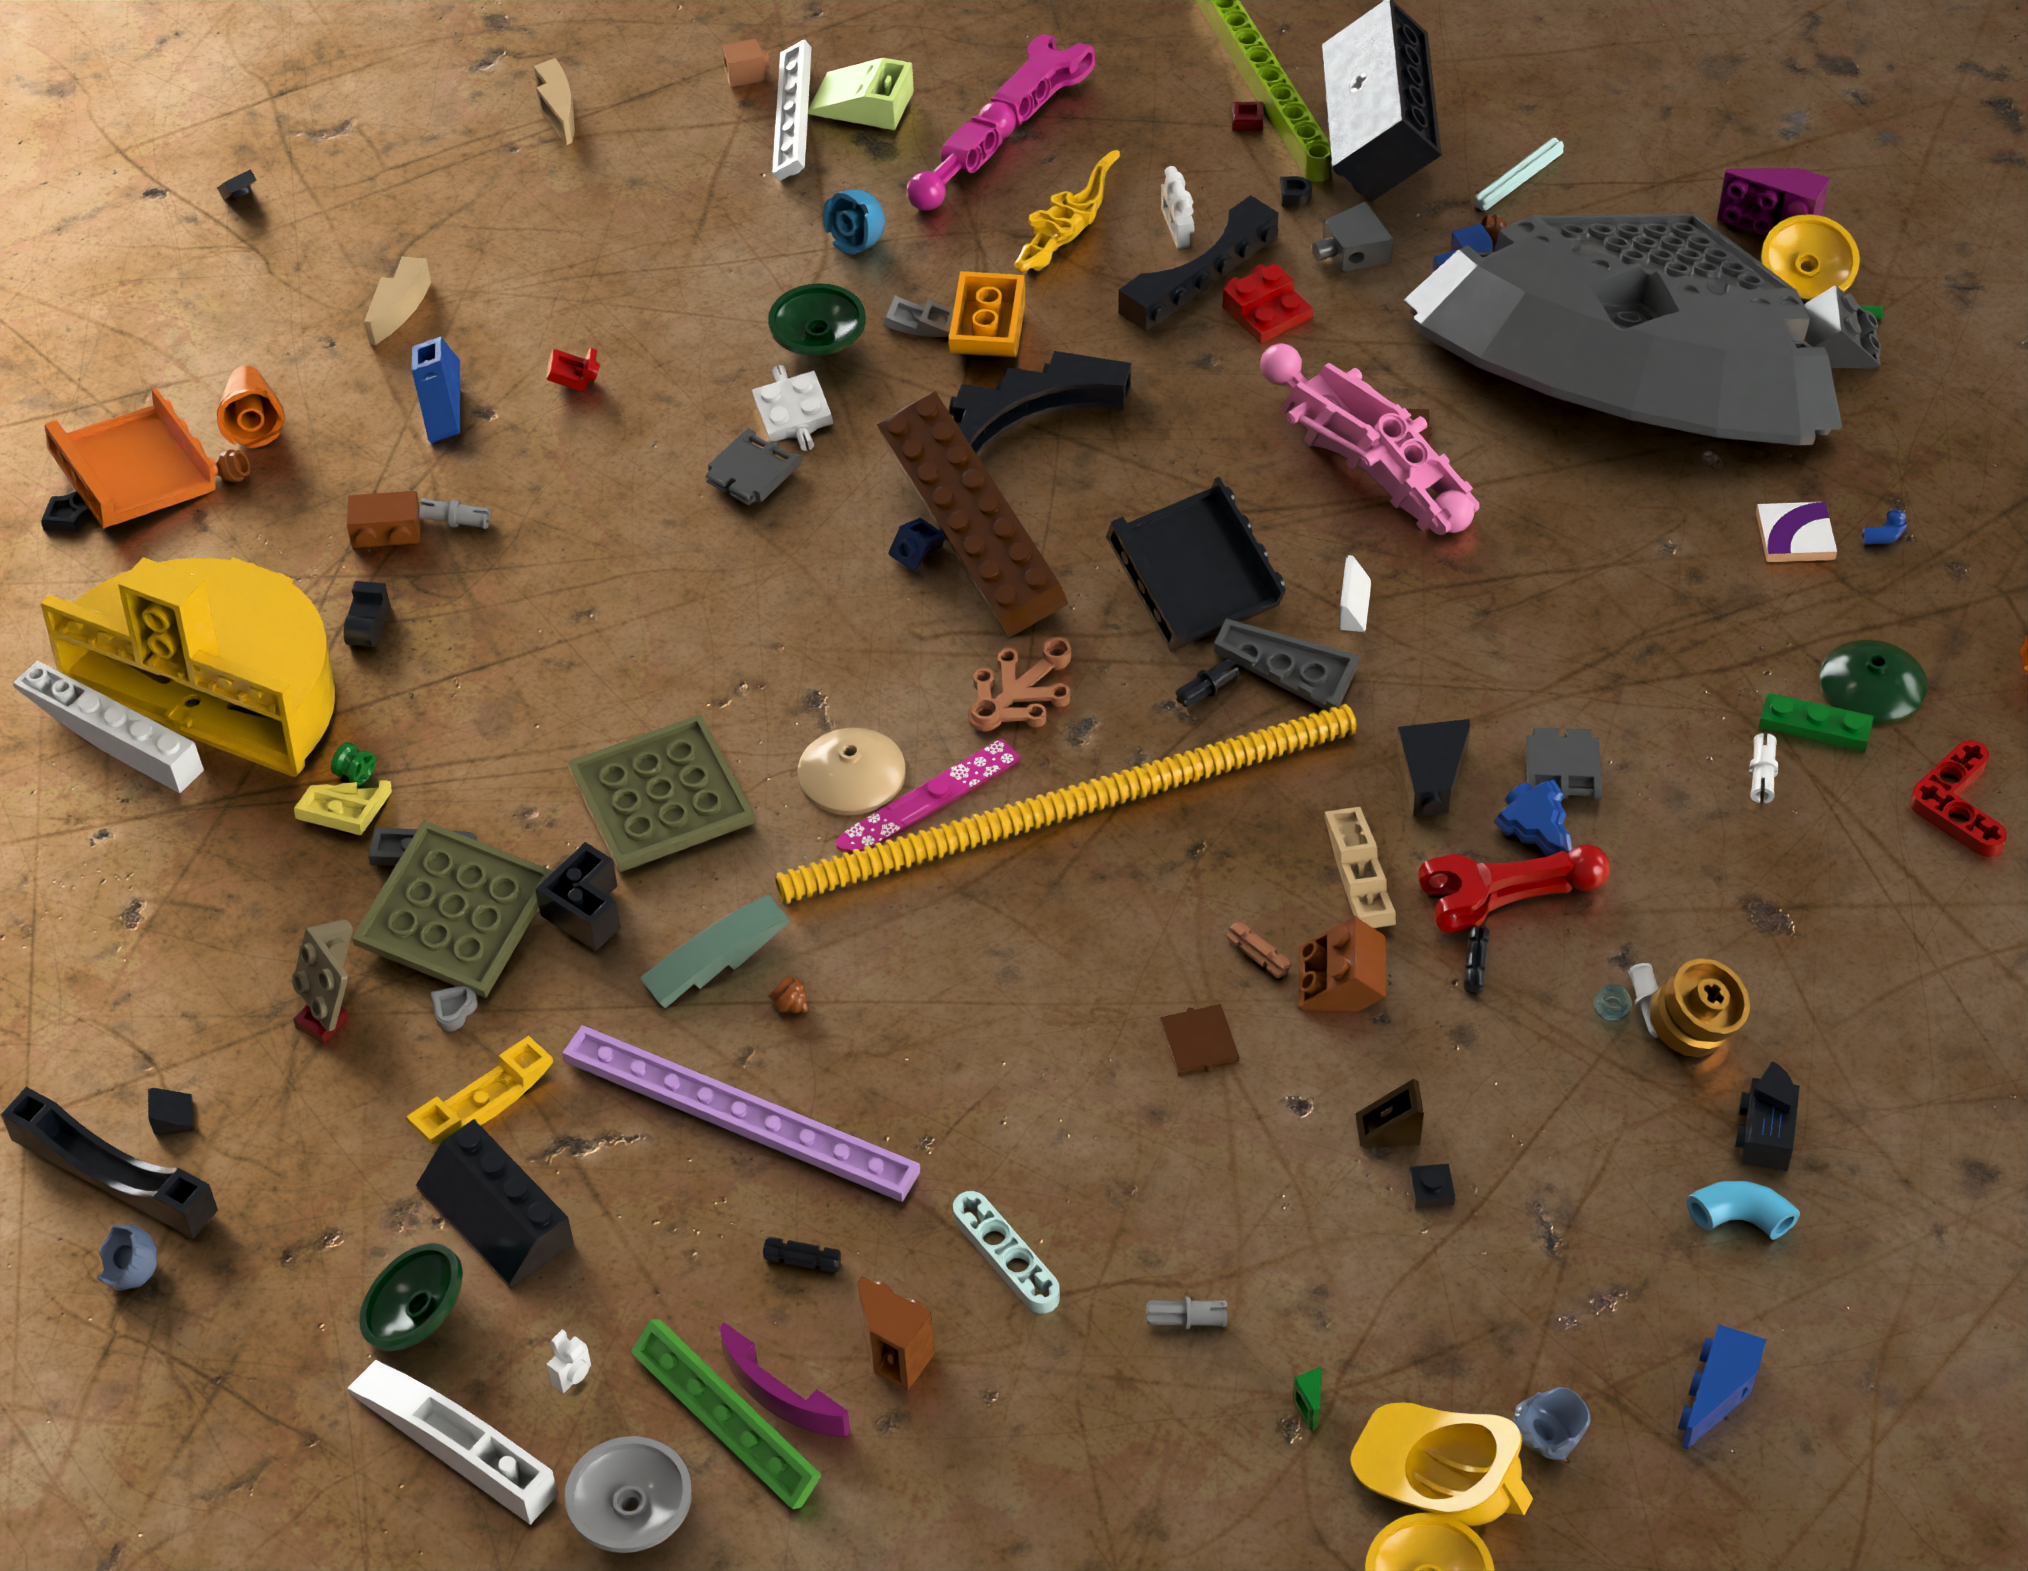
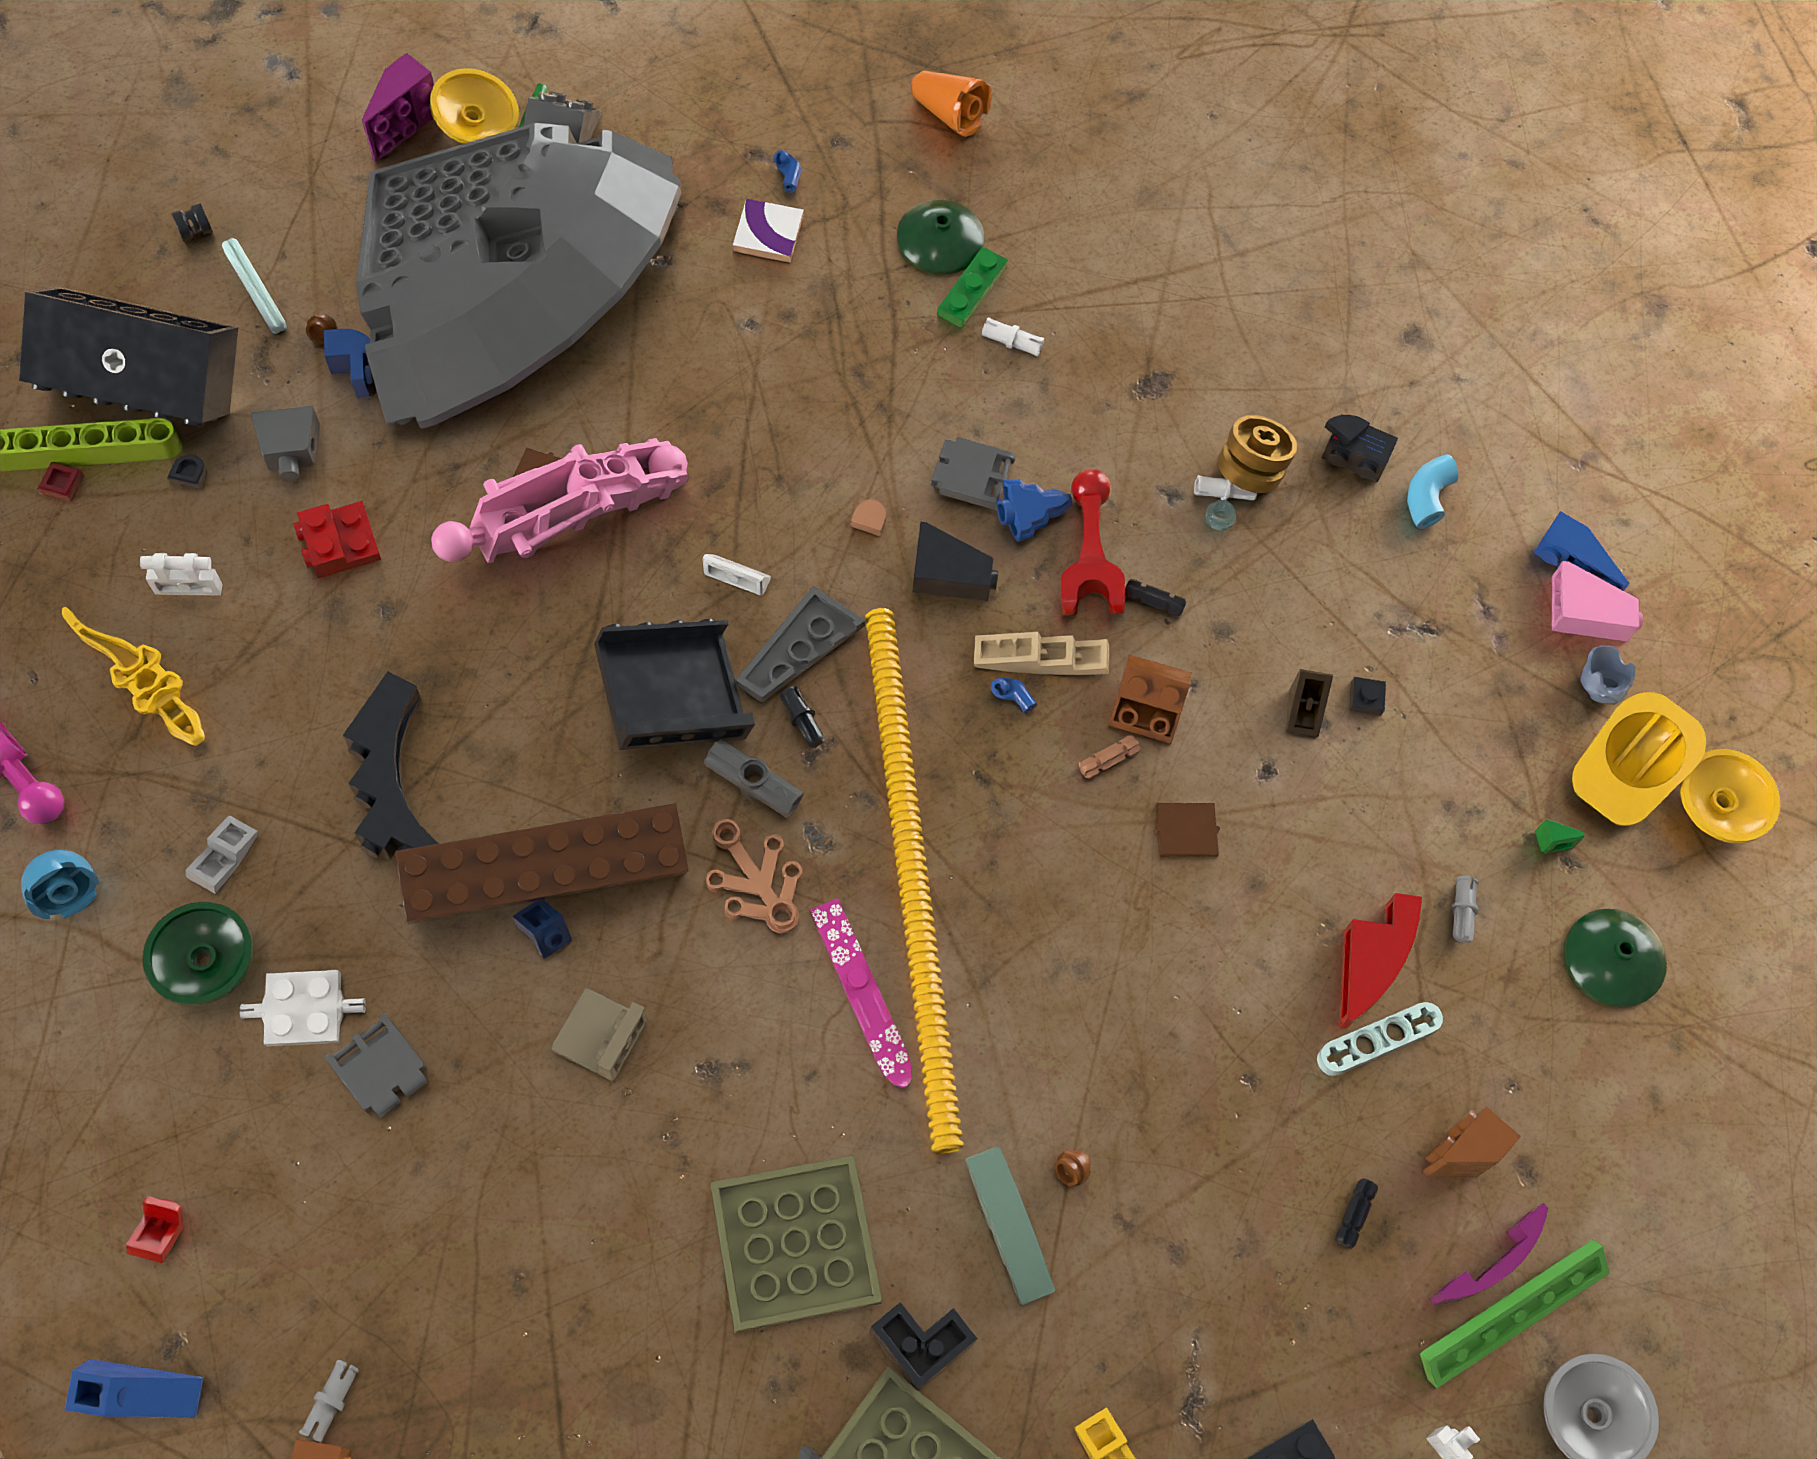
camera: 85 degrees left, 15 degrees up
(742, 1113) = (1193, 1244): lavender plate -> none
(823, 608) = (600, 1033): none -> dark tan bracket
(851, 771) = (810, 1077): tan dish -> none
(987, 314) = (263, 786): light orange brick -> none
(1097, 1229) = (1376, 955): none -> red slope
(1122, 658) = (769, 790): none -> dark grey piece
(1158, 294) = (287, 626): black arch -> none
(1176, 1507) = (1601, 968): none -> dark green dish
(1307, 852) = (1013, 690): none -> blue arm
(1469, 691) = (869, 517): none -> nougat tile
(1567, 112) = (198, 218): none -> black wheel
(1648, 1402) = (1592, 606): none -> bright pink slope
(1948, 795) = (1069, 229): red beam -> none

